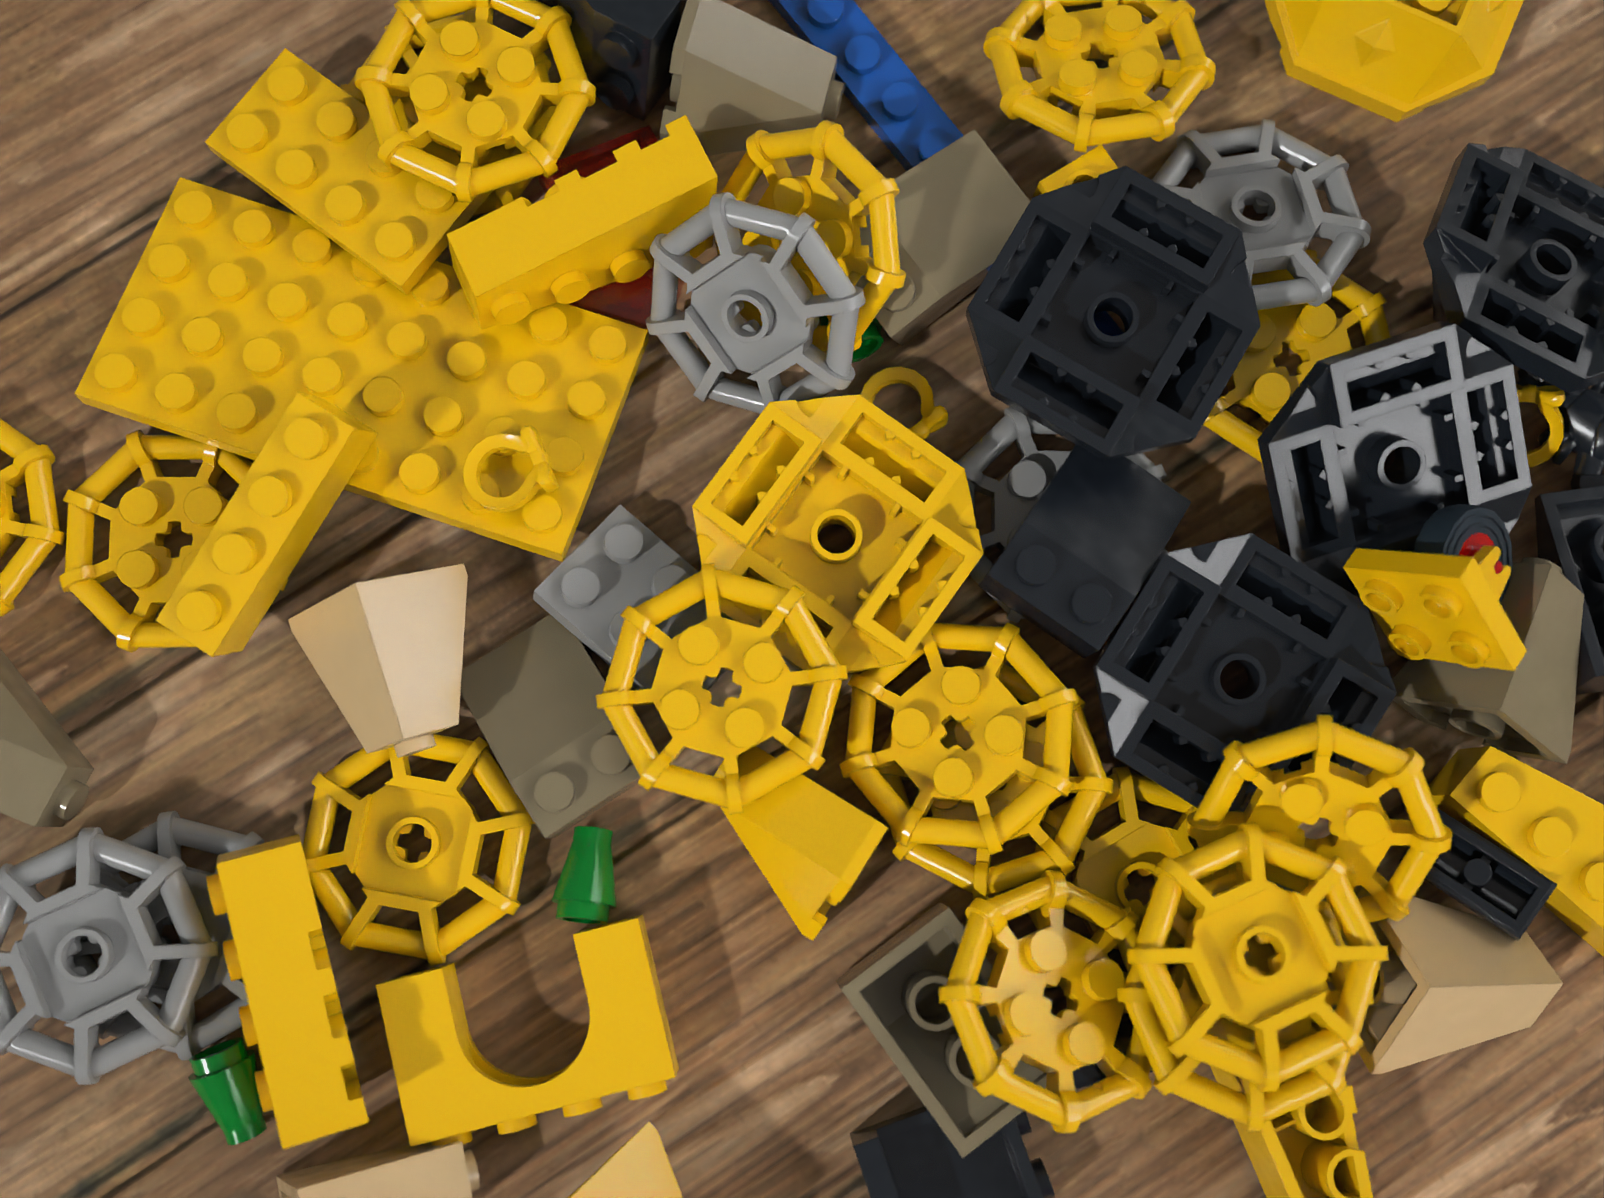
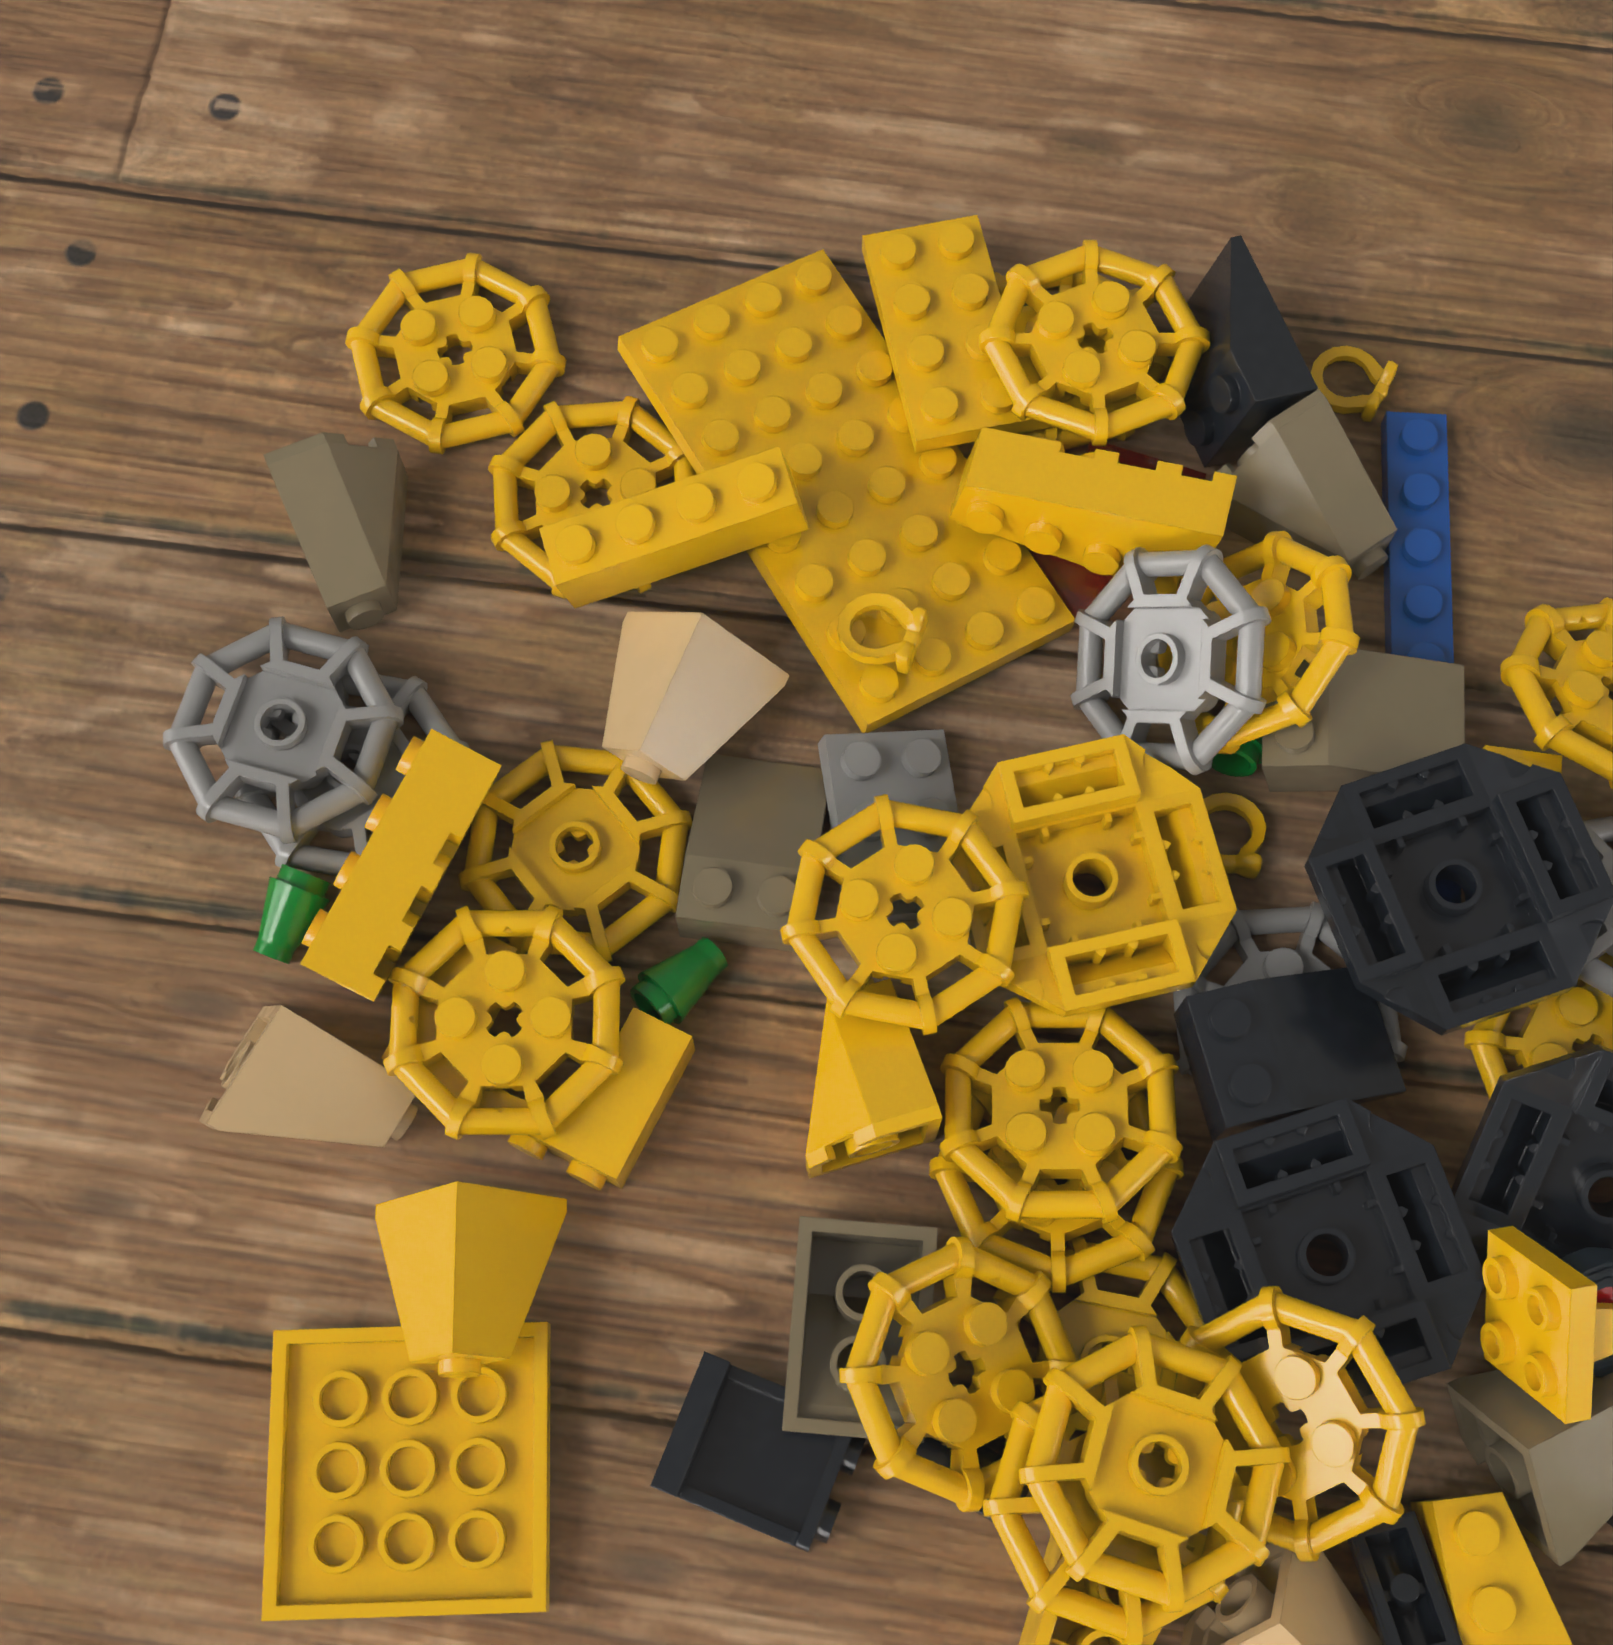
camera: 50 degrees right, 10 degrees down
(453, 1064) = (505, 1060): none -> yellow plate

